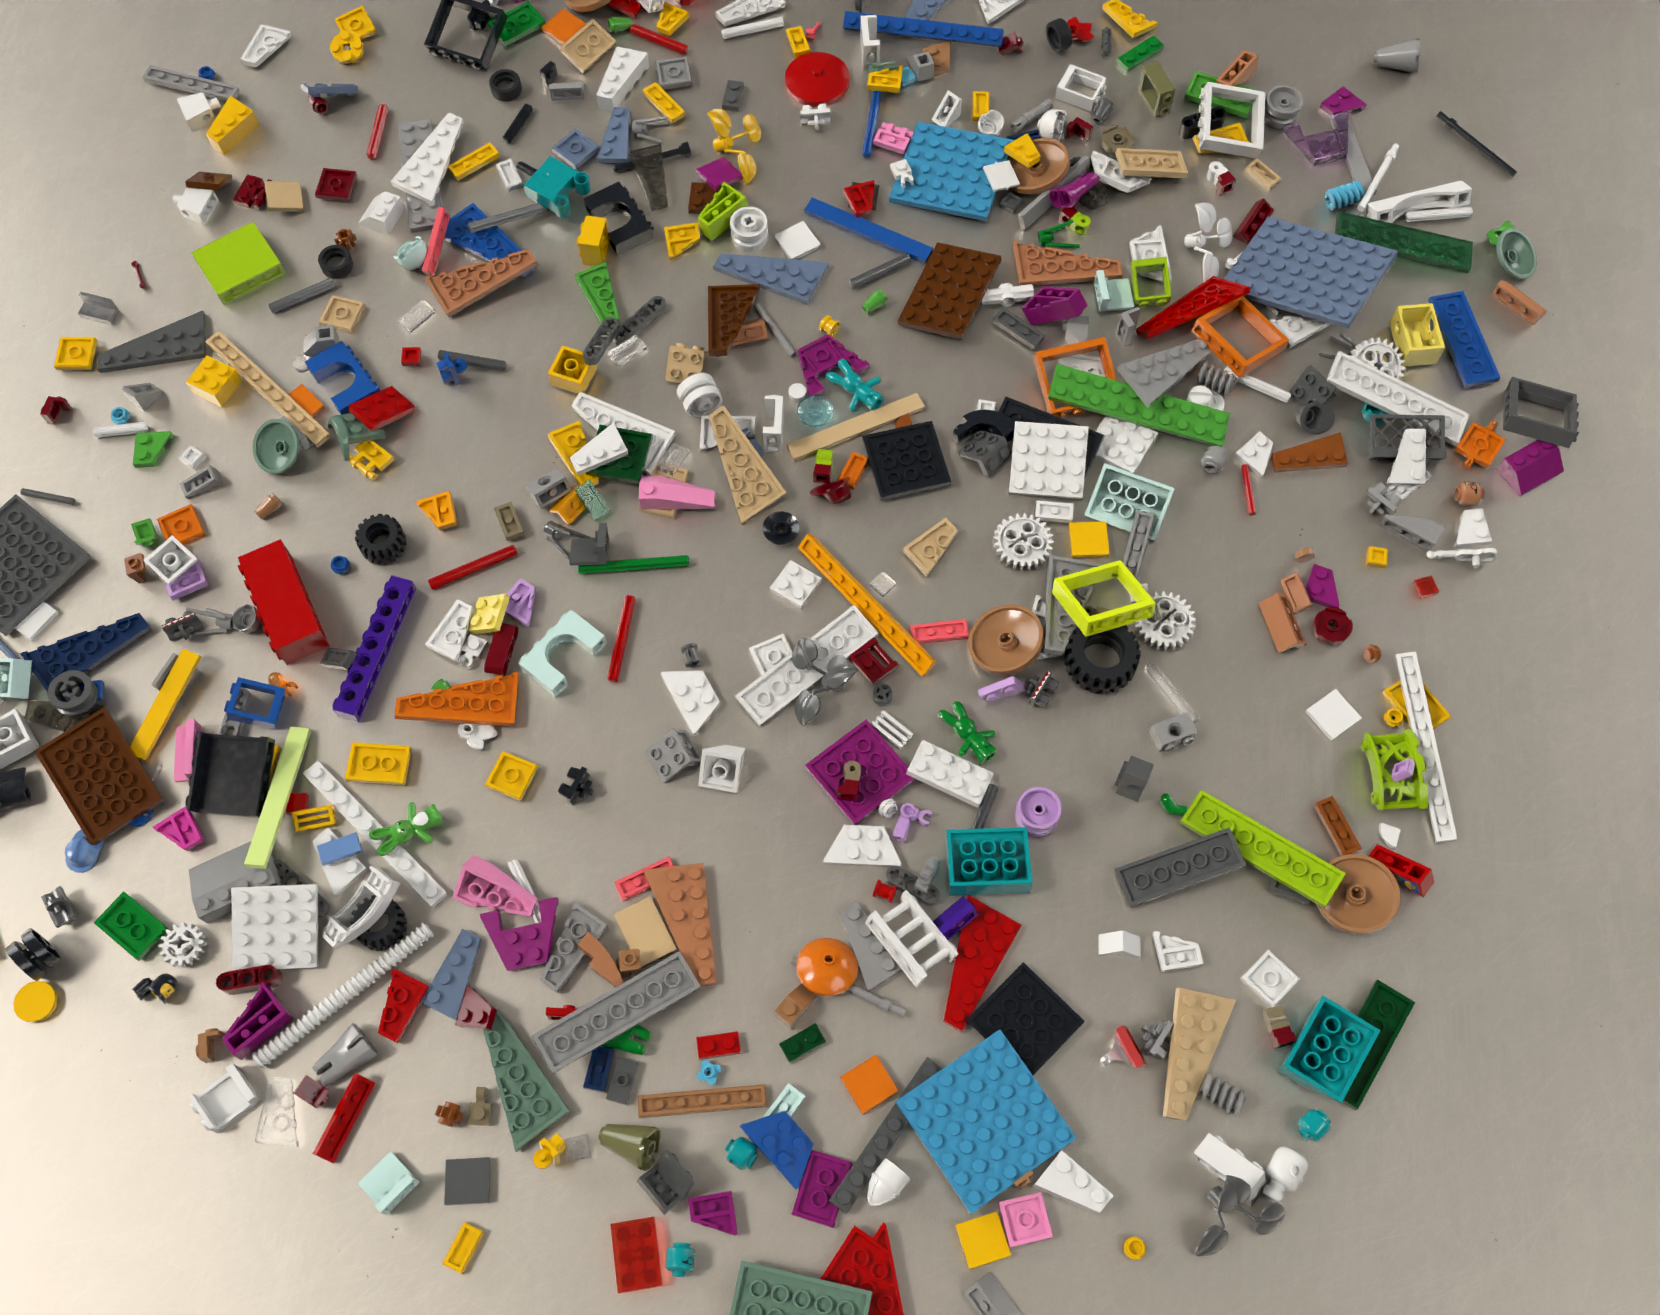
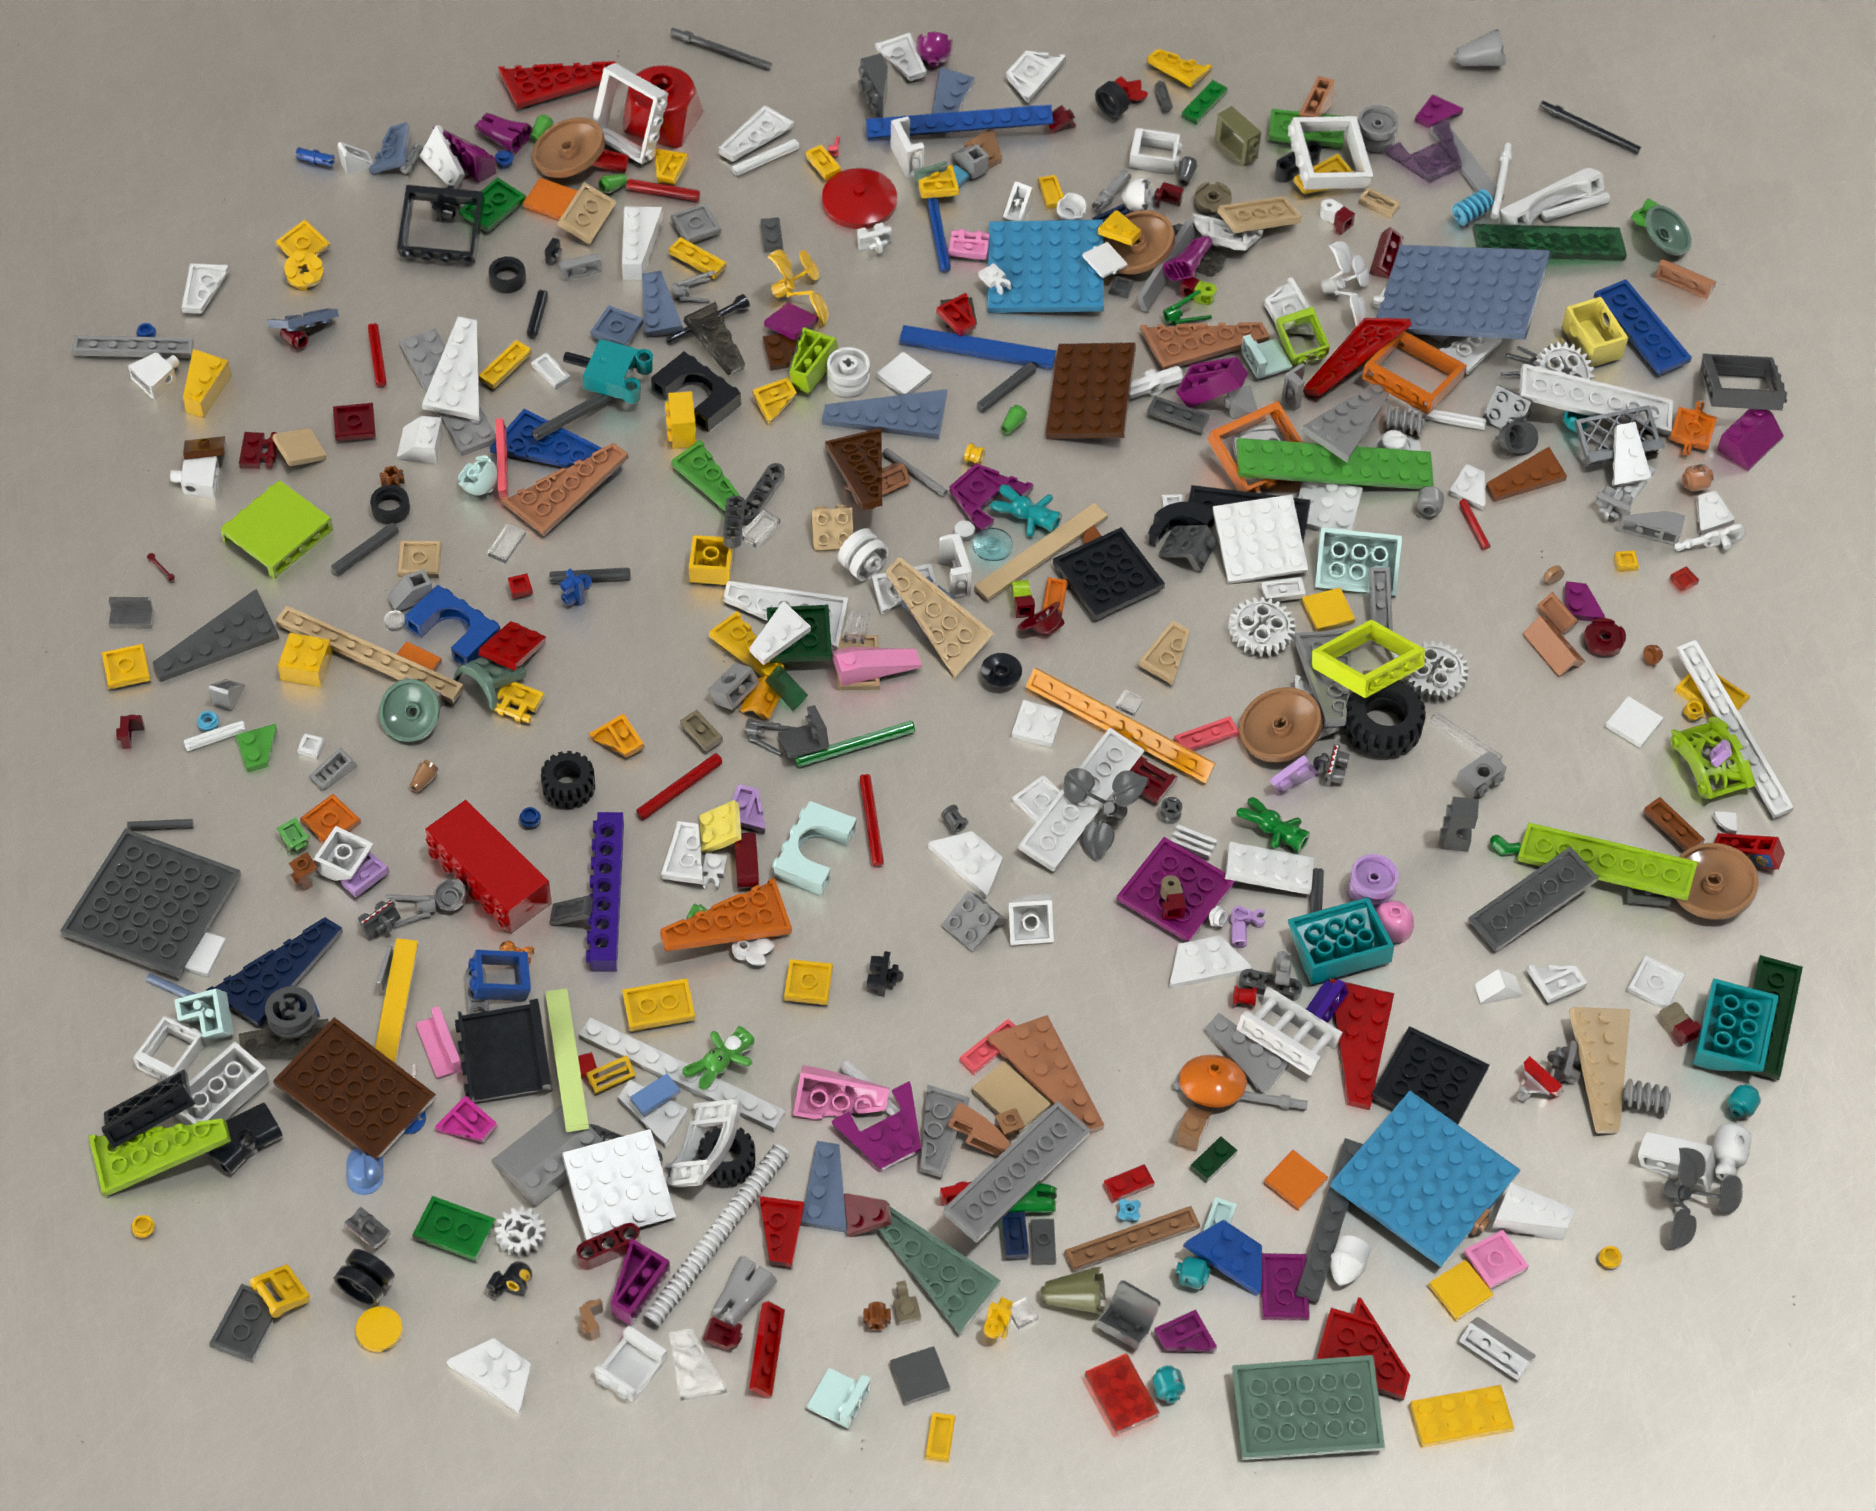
camera: 20 degrees left, 10 degrees down
(114, 1070) = (495, 1371): none -> white wing
(1045, 855) = (1397, 920): none -> bright pink cylinder

